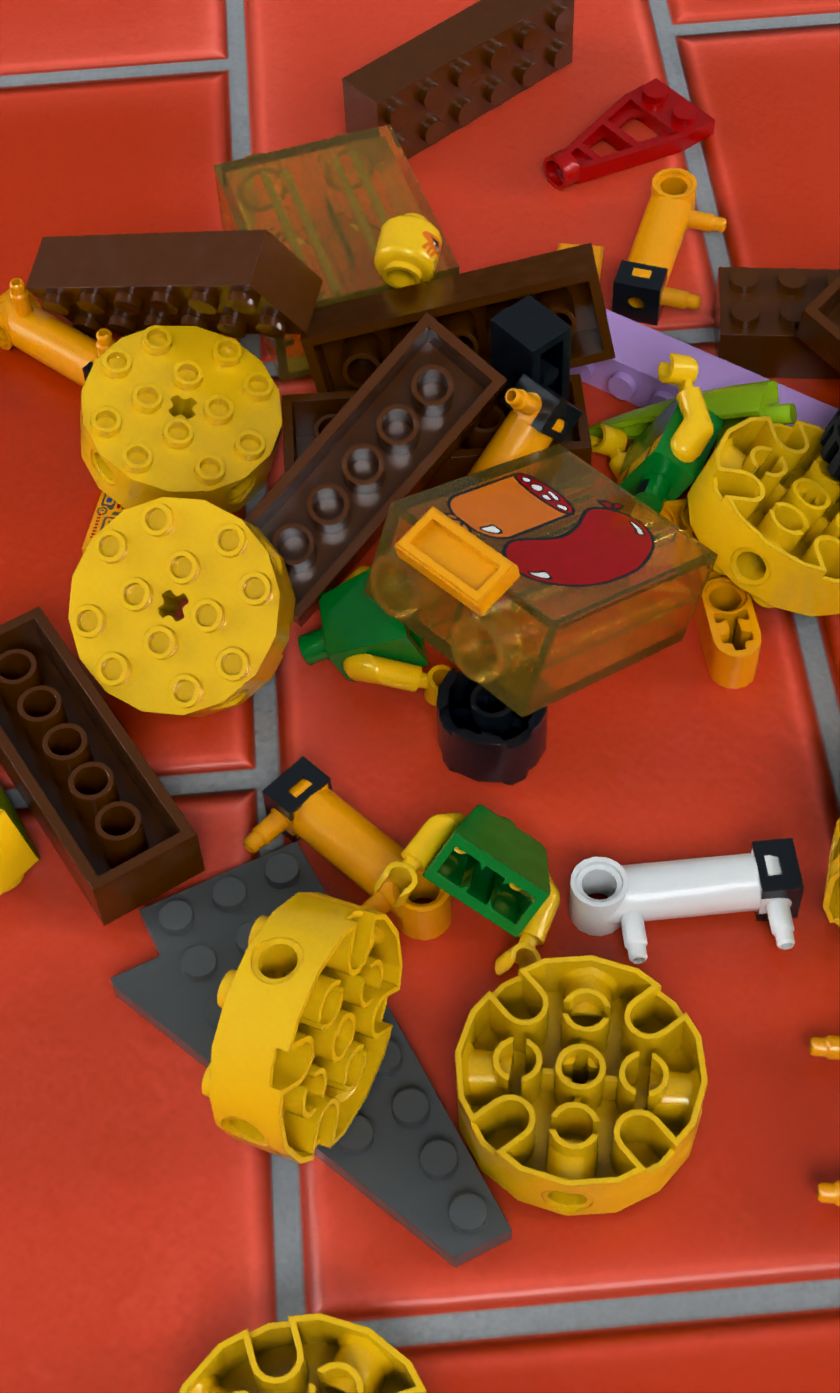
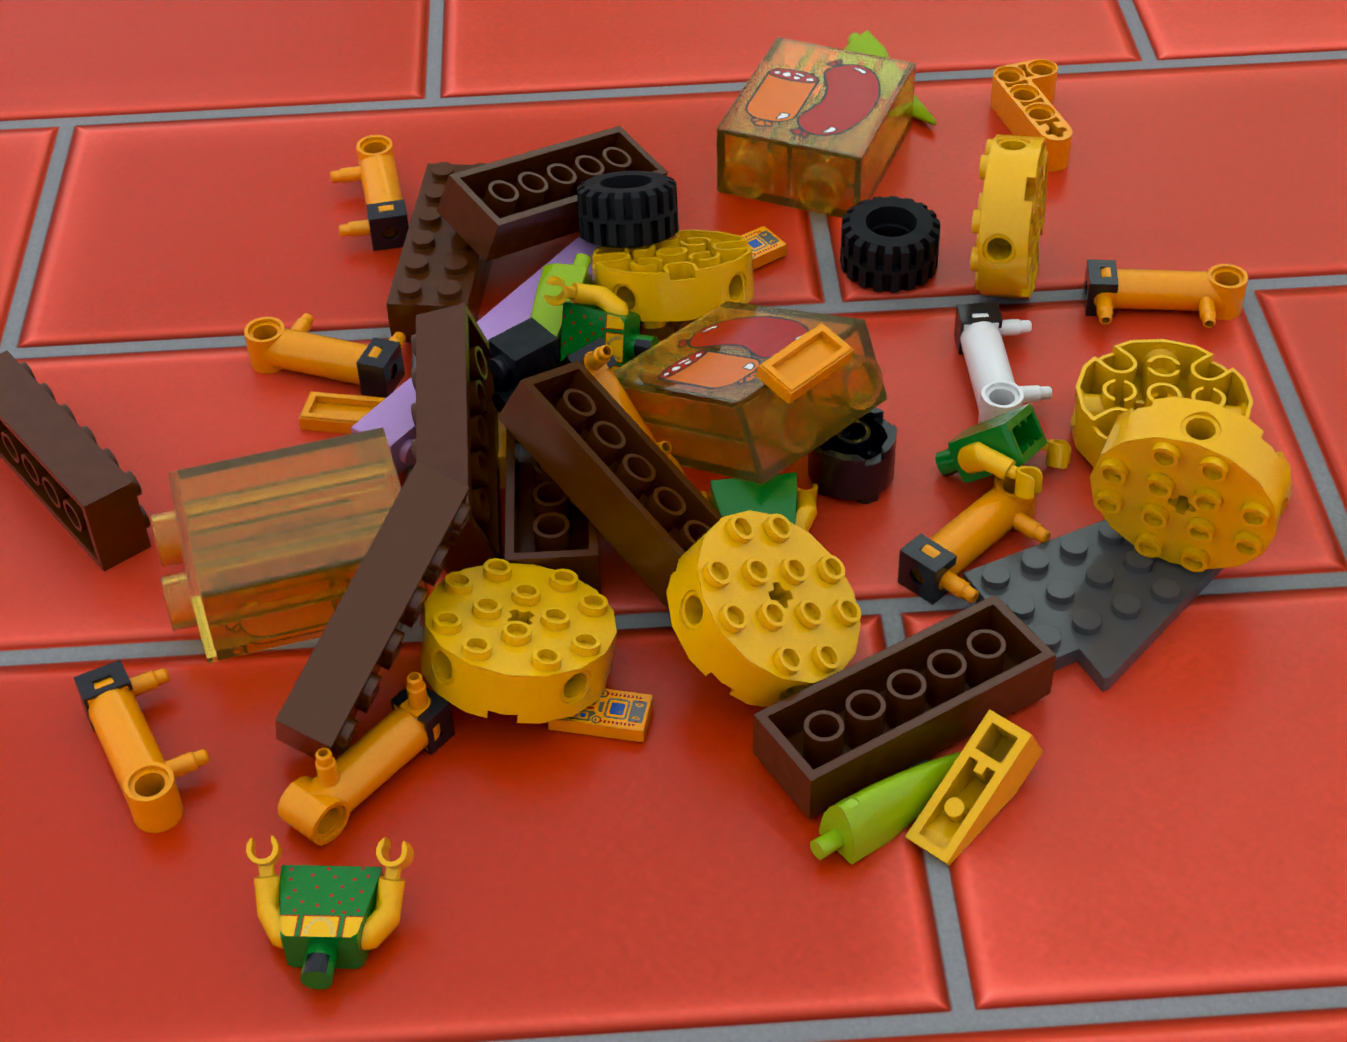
camera: 90 degrees left, 10 degrees down
(66, 207) = (131, 747): none -> light orange piece
(407, 250) = (378, 440): yellow head -> none
(653, 104) = (145, 347): red plate -> none

